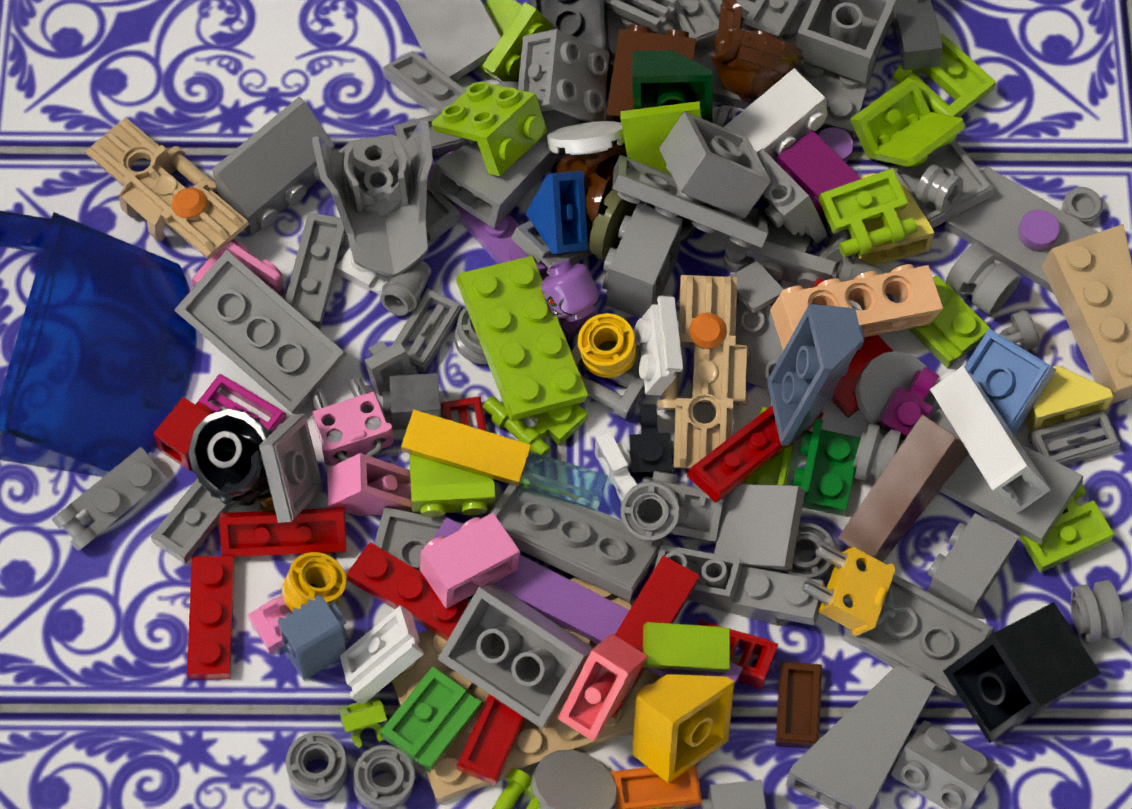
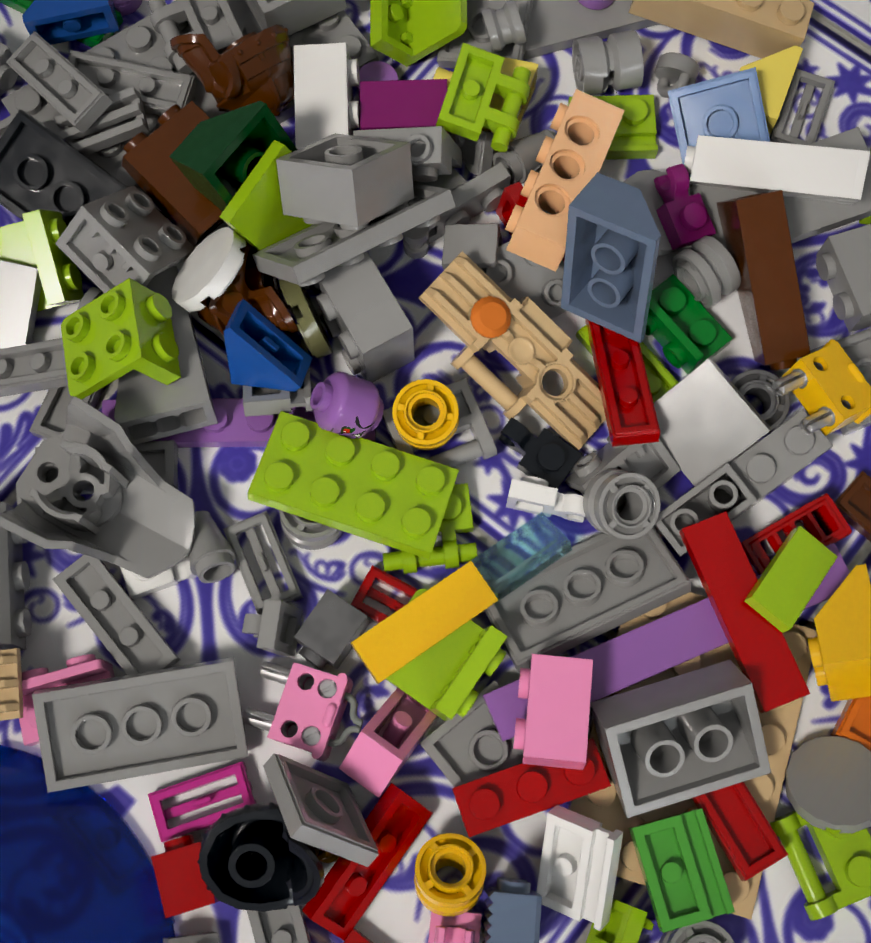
camera: 50 degrees left, 10 degrees up
(602, 686) = (788, 686): coral slope -> none
(659, 346) = (468, 369): white plate -> none

